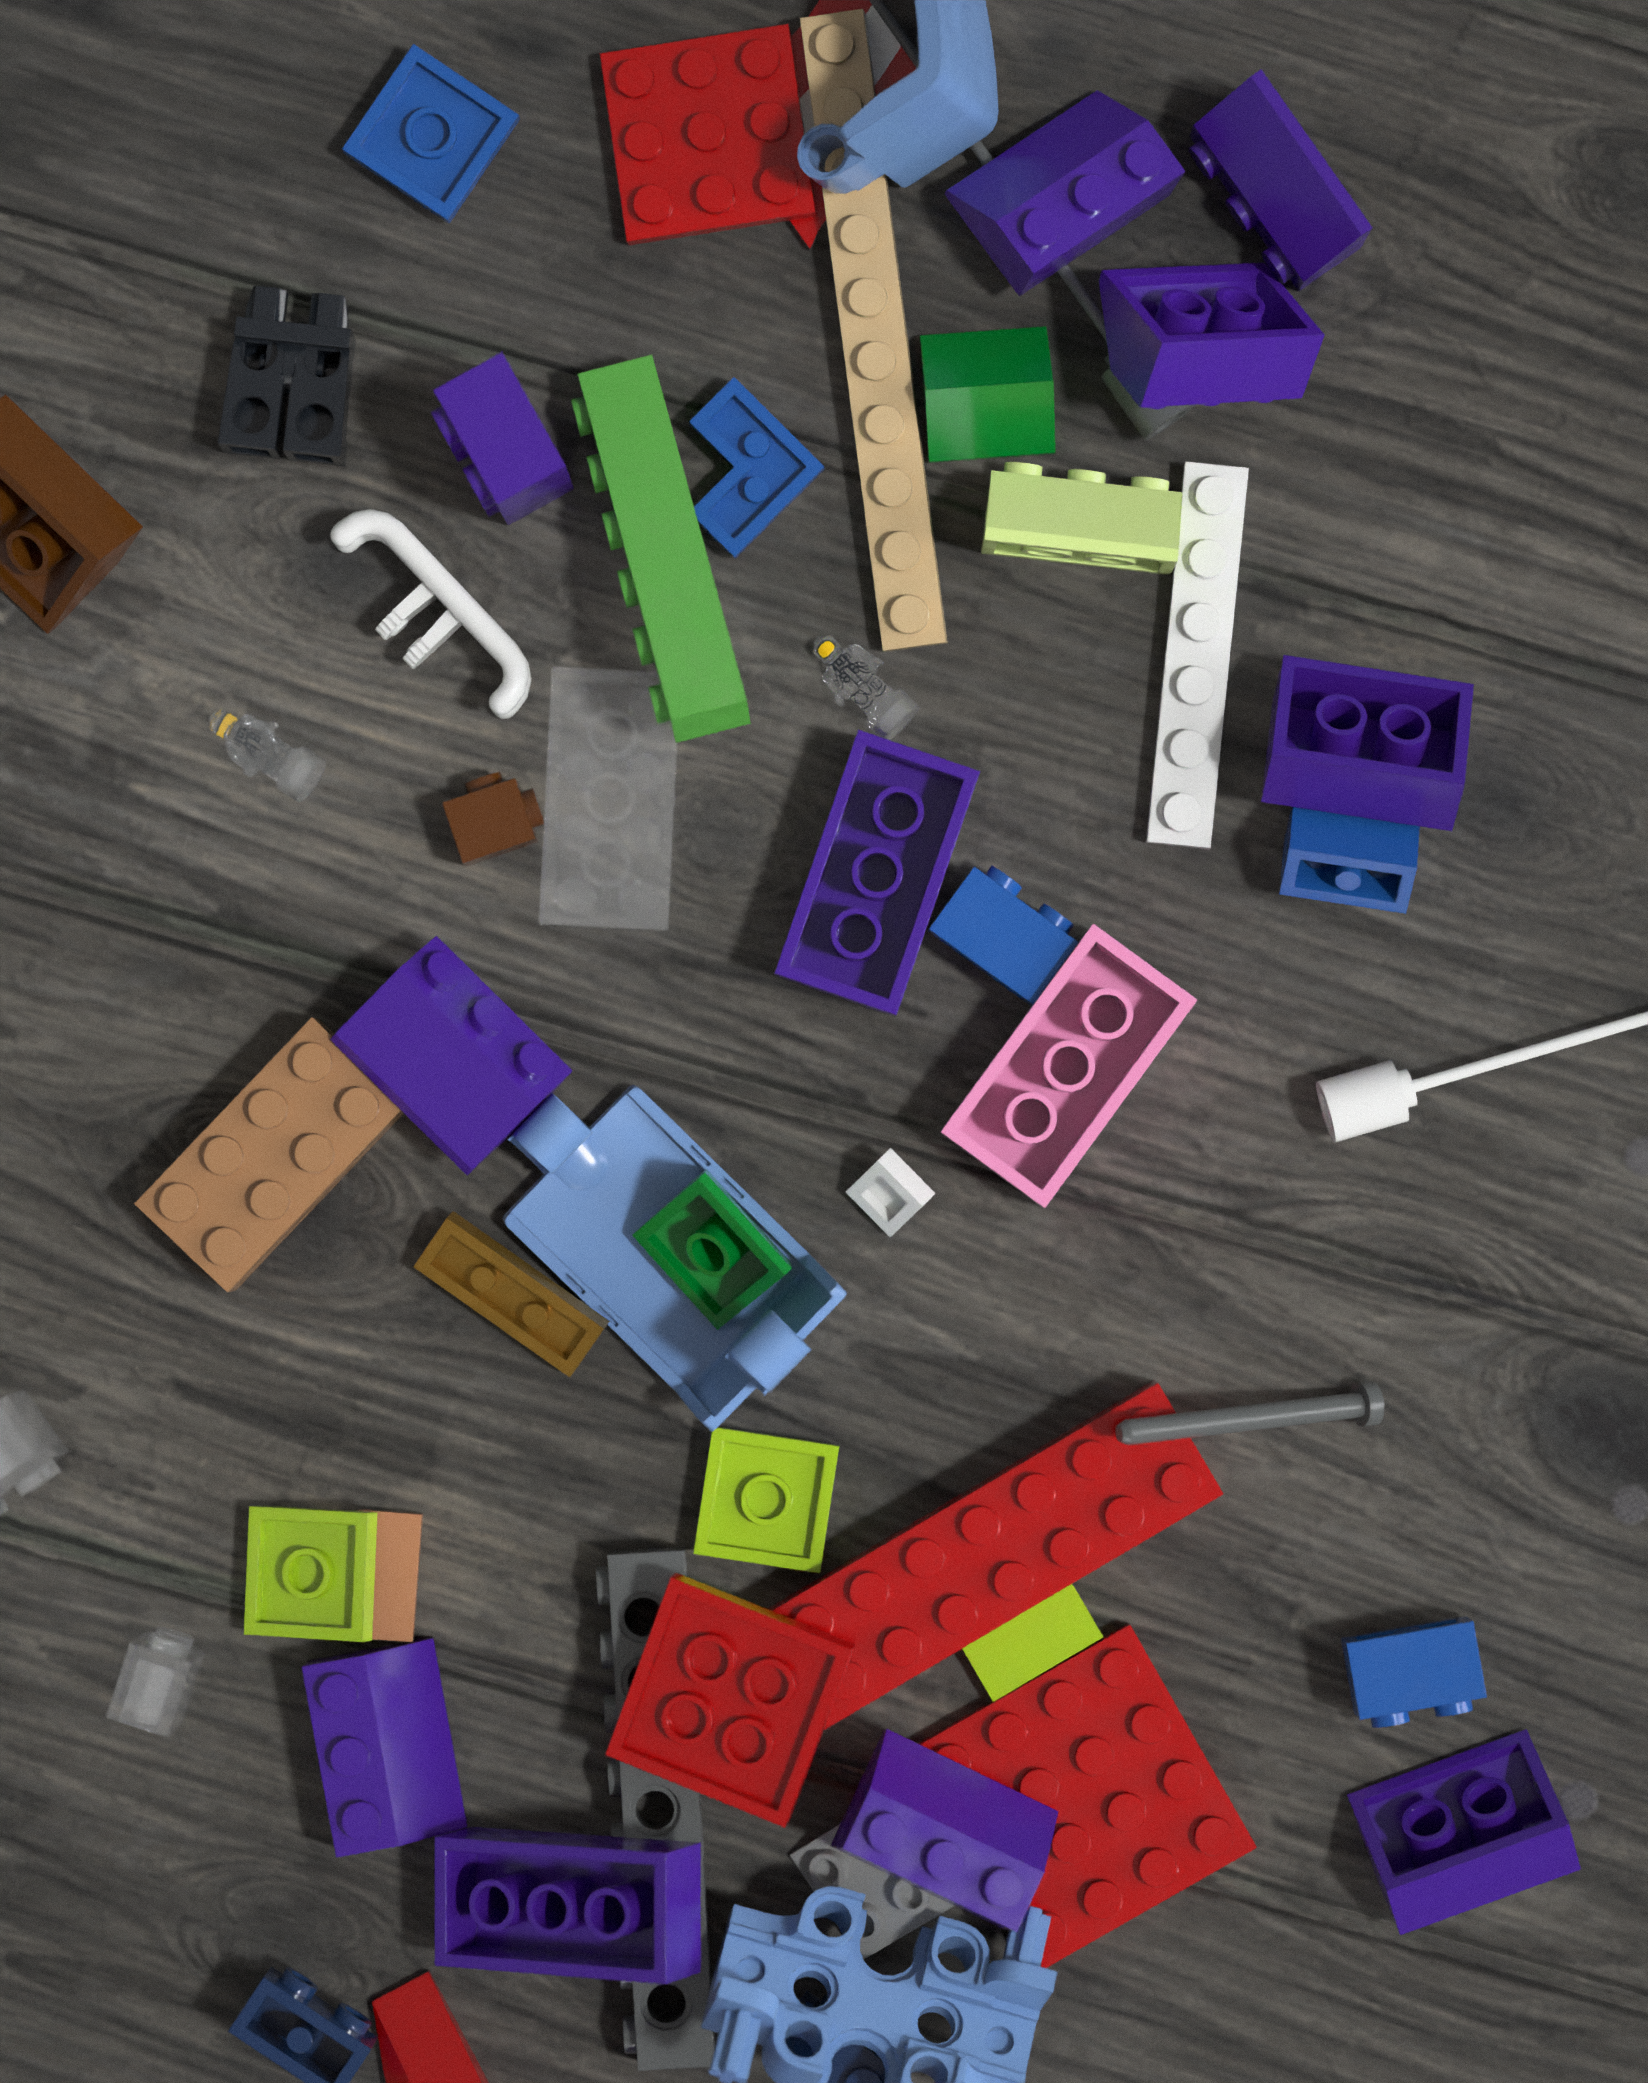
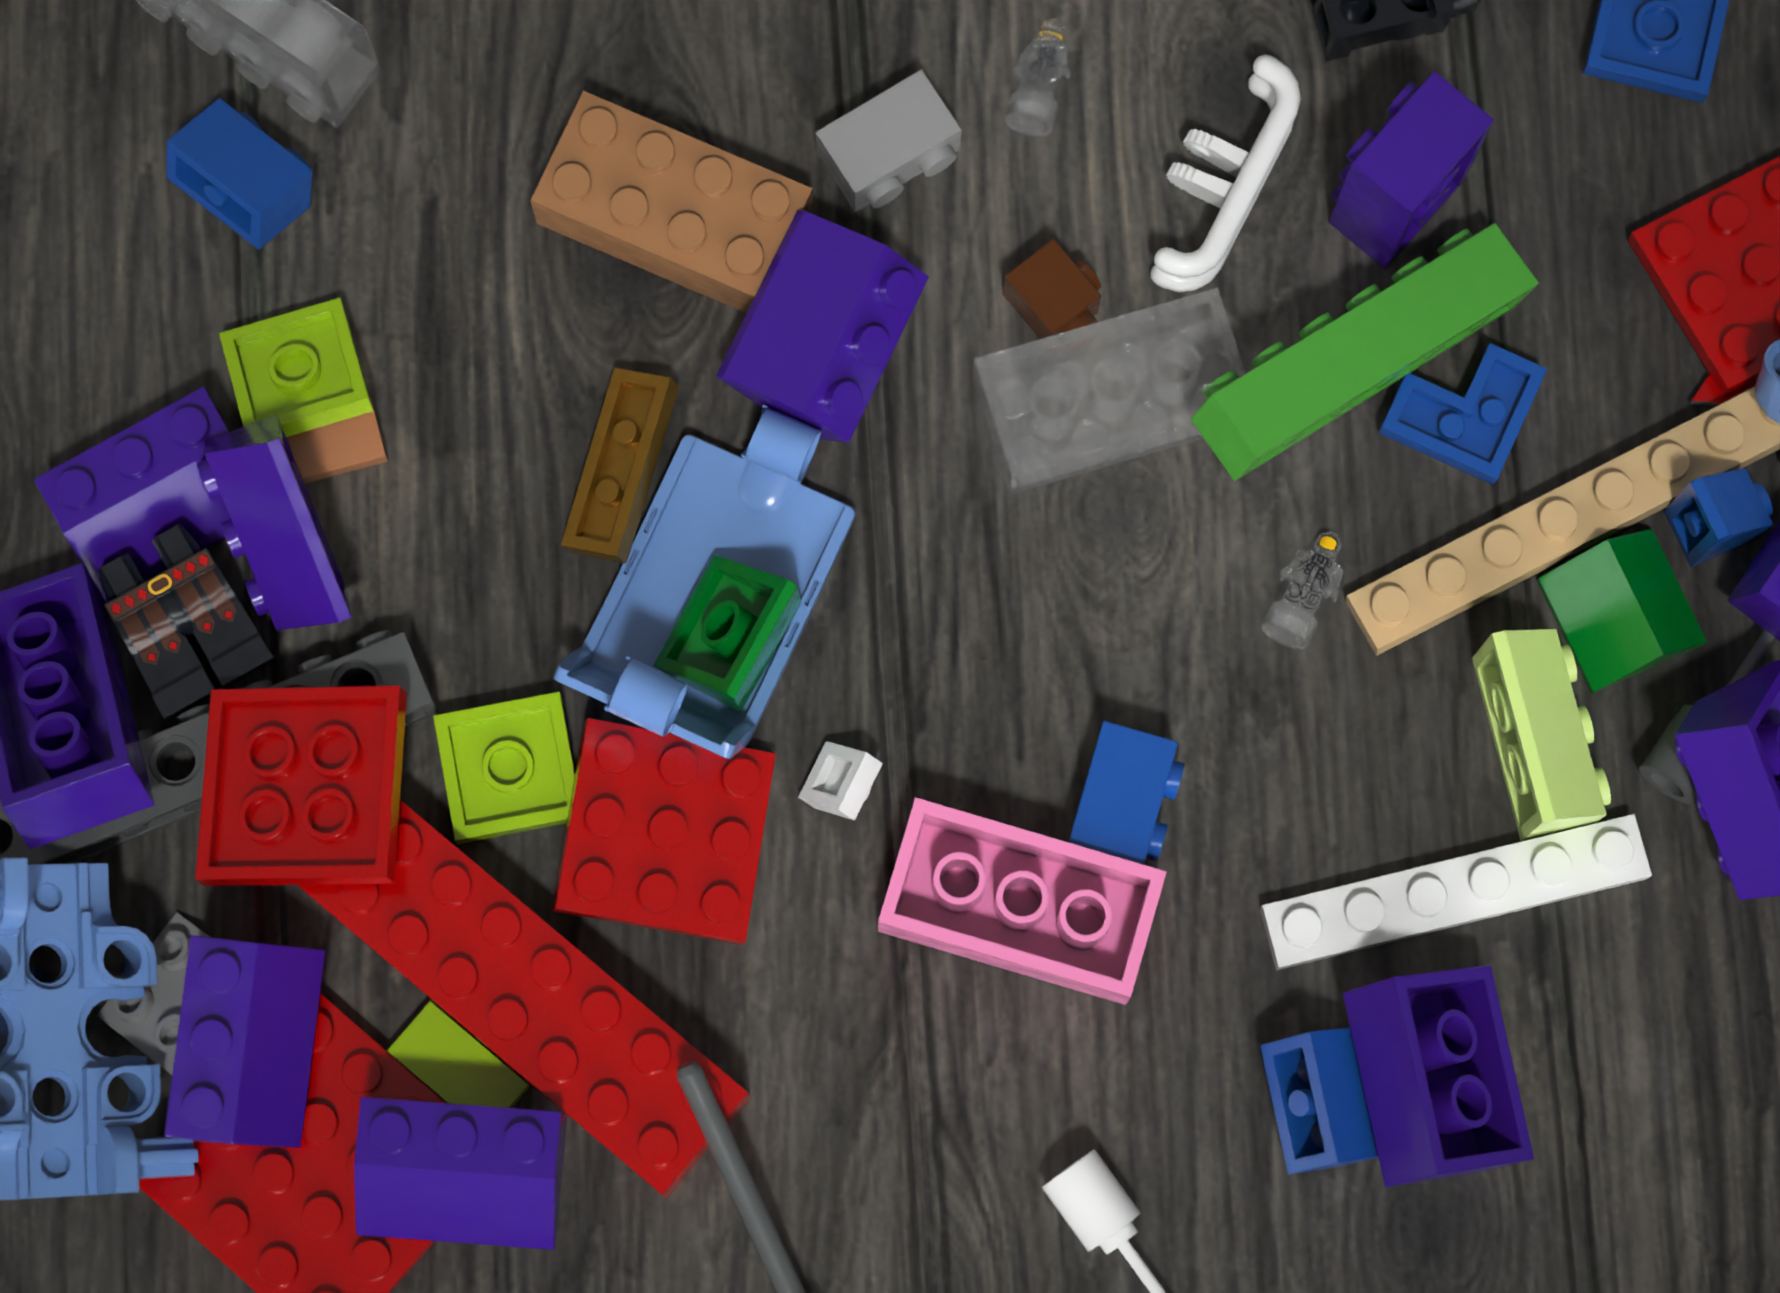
camera: 65 degrees right, 10 degrees down
(92, 1561) = (239, 173): none -> blue brick
(156, 1681) = (145, 263): clear brick -> none
(283, 922) = (889, 142): none -> light grey brick
(465, 1642) = (274, 526): none -> dark purple slope
(501, 1765) = (169, 608): none -> black hips
(877, 873) = (1137, 658): dark purple brick -> none
(885, 1377) = (663, 833): none -> red plate
(935, 268) = (1719, 515): none -> blue slope
(1135, 1673) = (458, 1173): none -> dark purple slope

